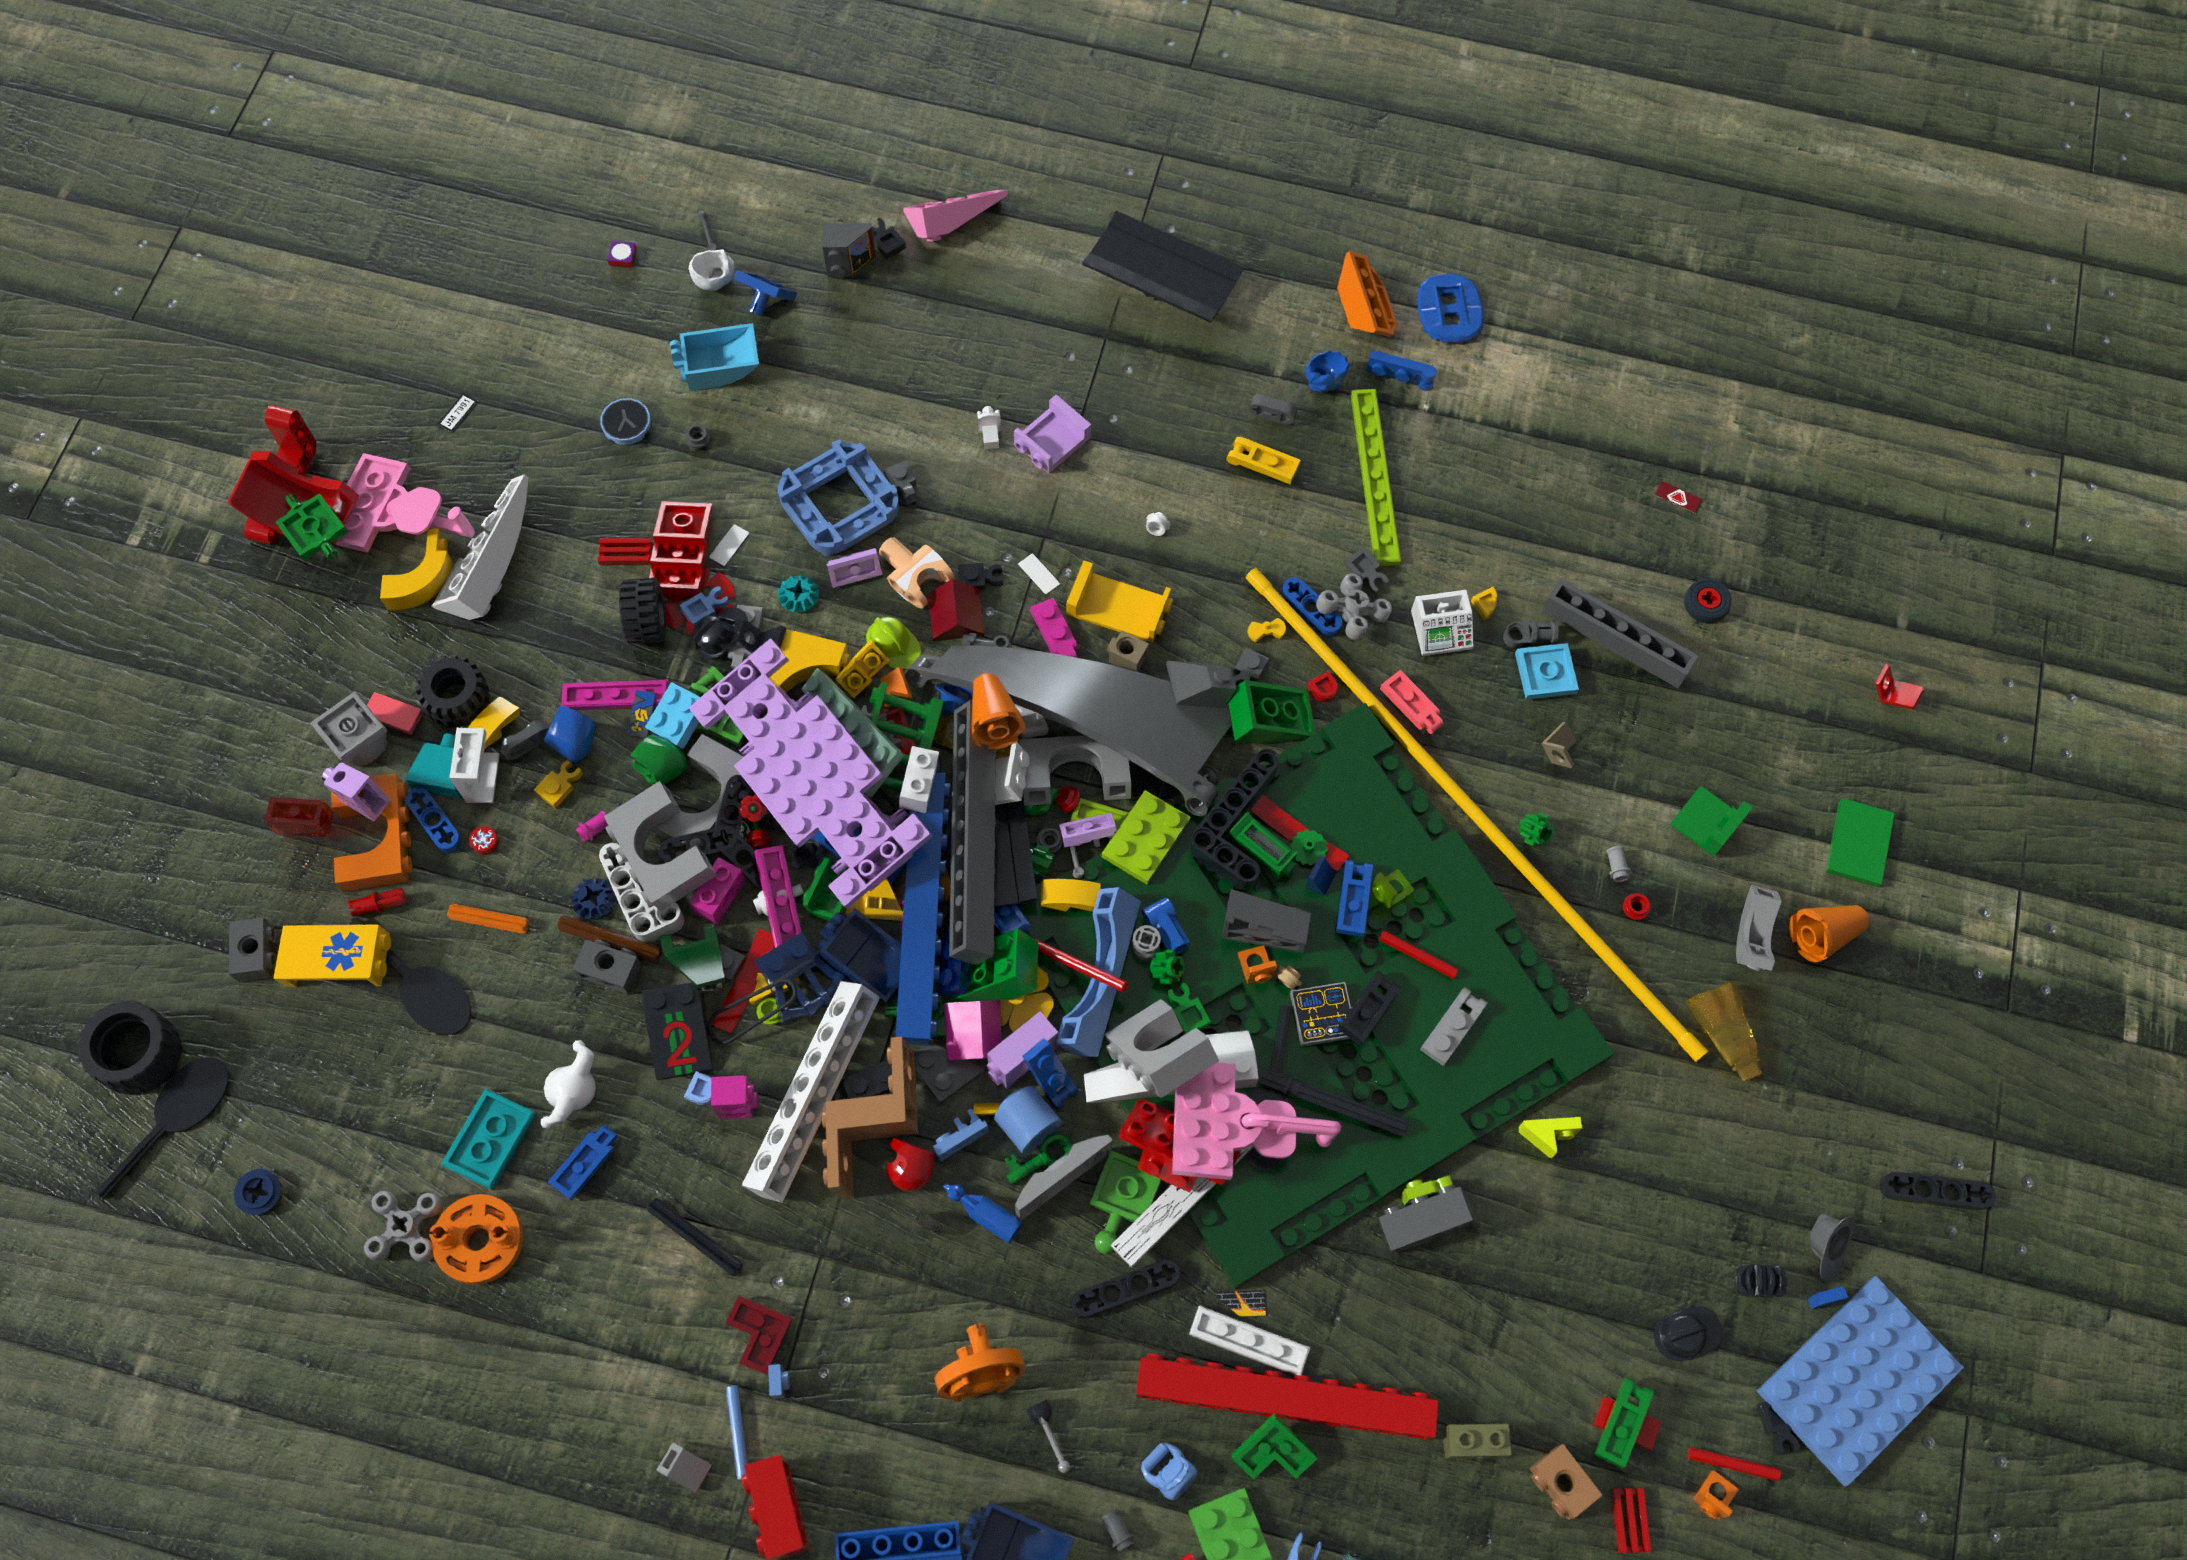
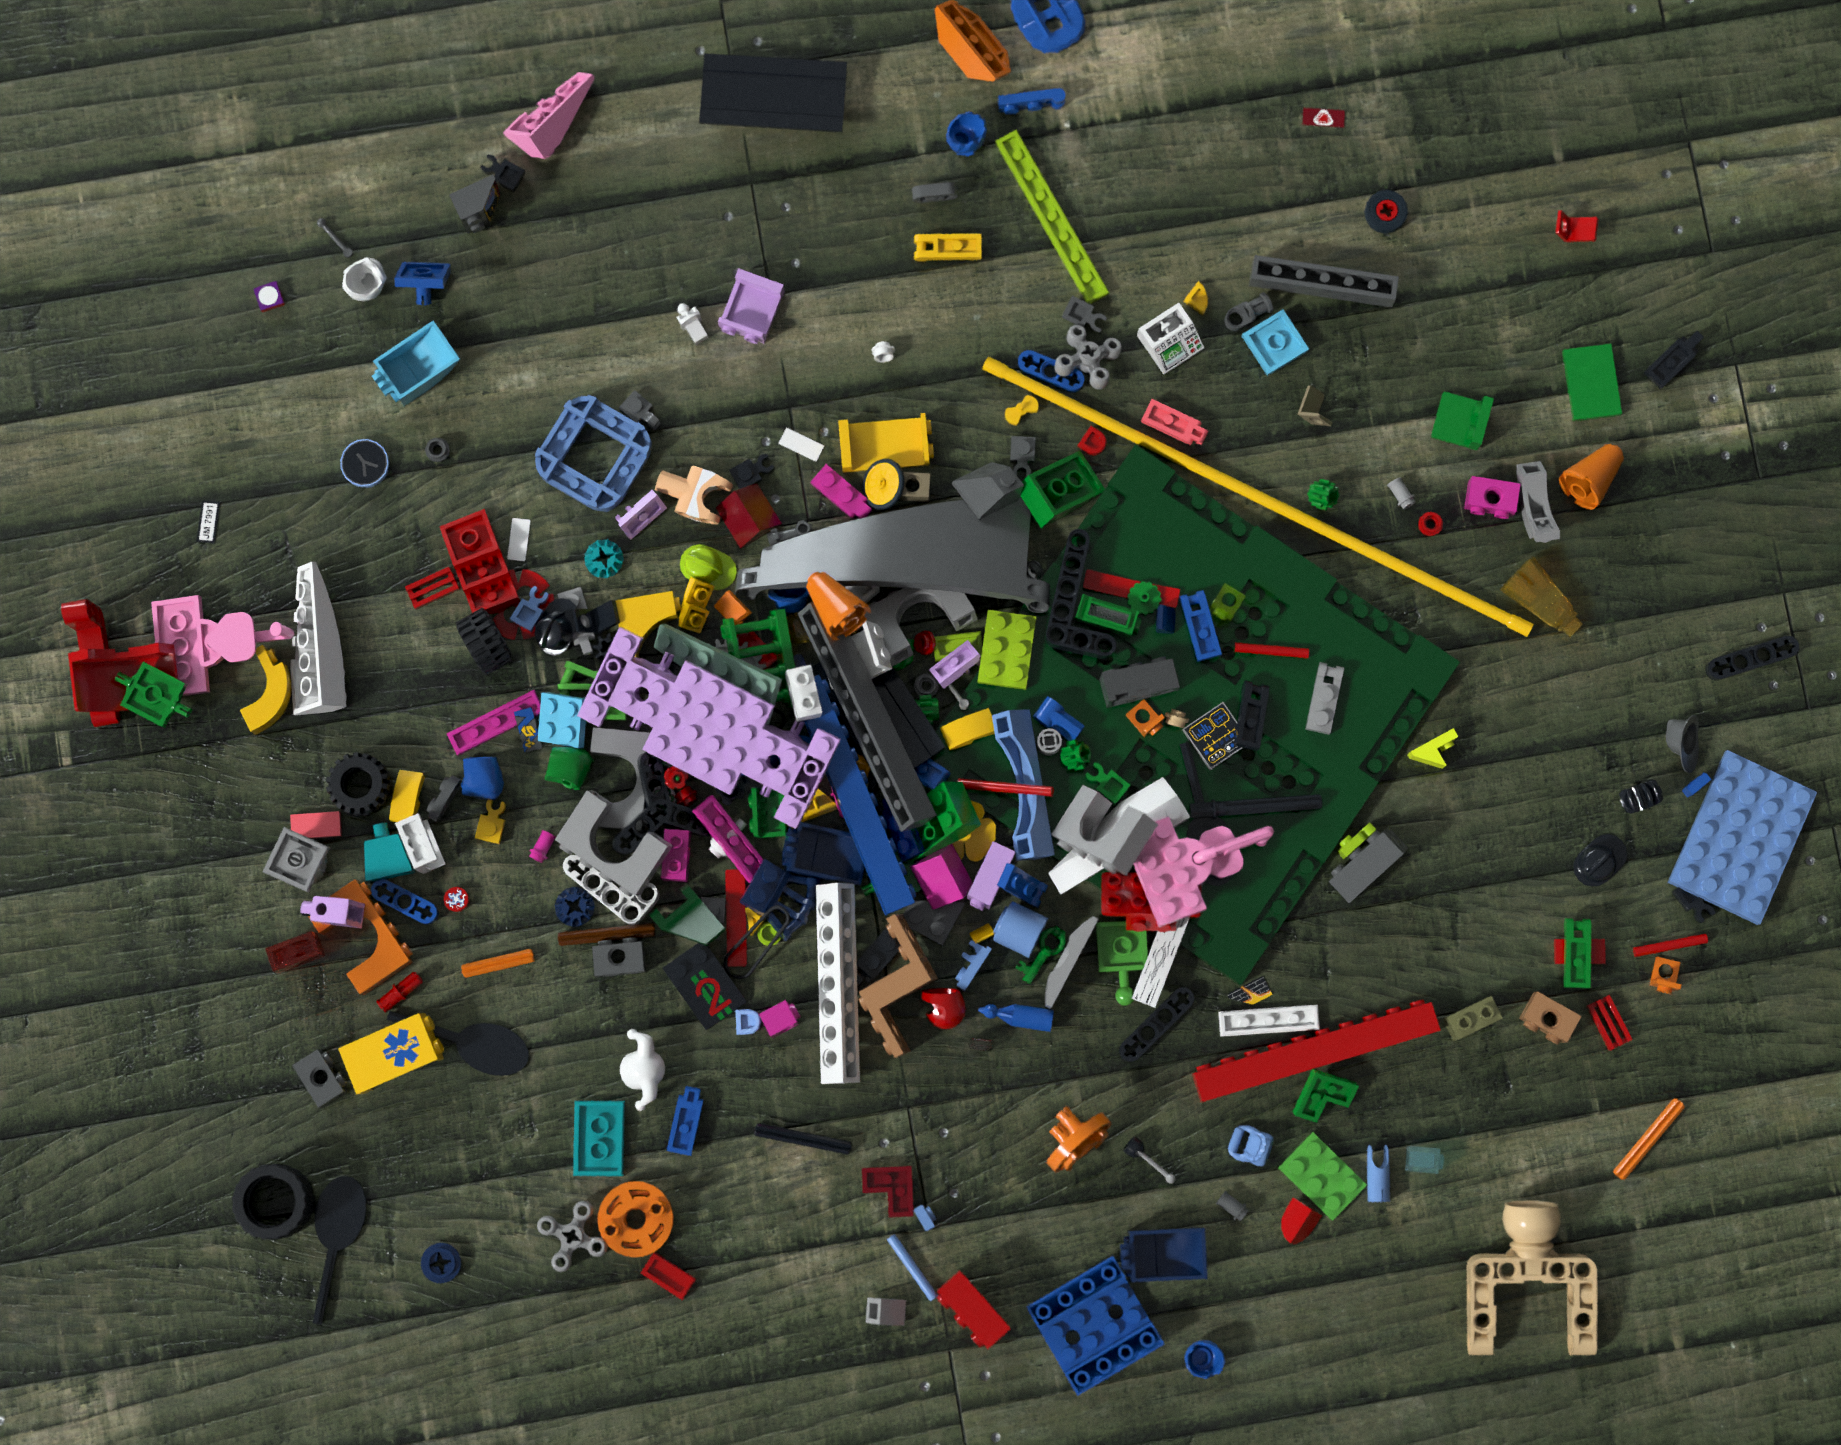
camera: 20 degrees left, 15 degrees up
(478, 1317) = (668, 1275): none -> red tile
(1099, 636) = (883, 484): none -> yellow wheel
(1728, 906) = (1506, 493): none -> dark pink brick
(1955, 855) = (1673, 360): none -> black hinge

